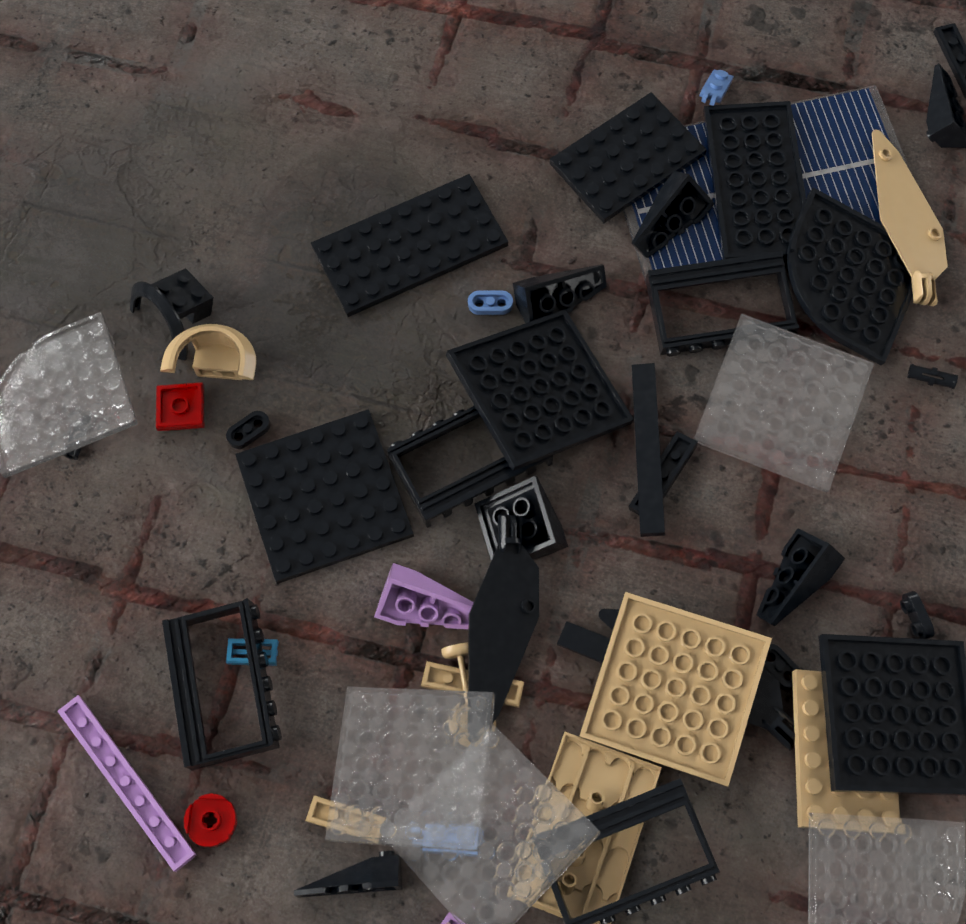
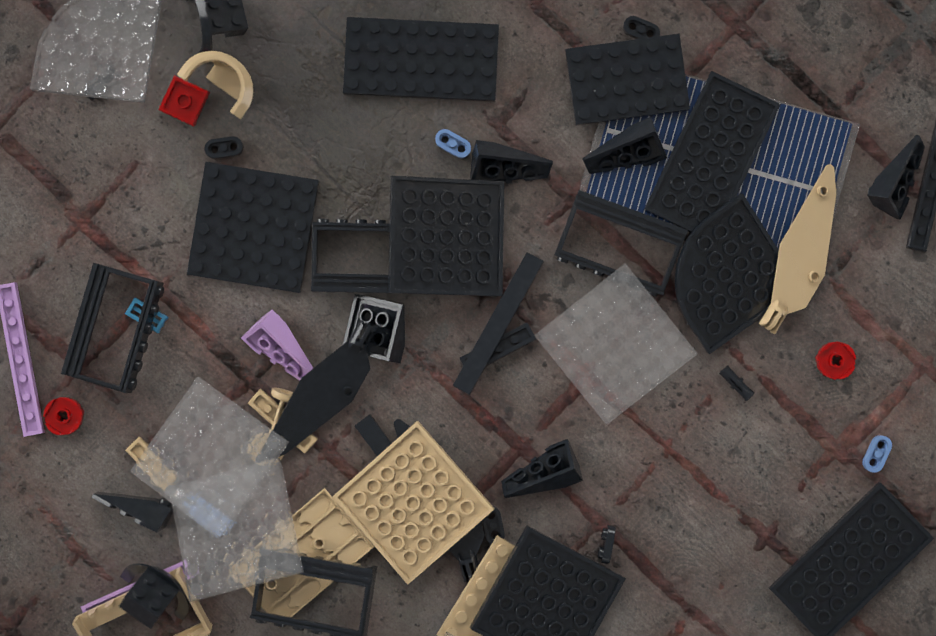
camera: 25 degrees right, 20 degrees up
(609, 107) = (642, 27): none -> black plate
(716, 87) = (733, 57): medium blue hinge -> none

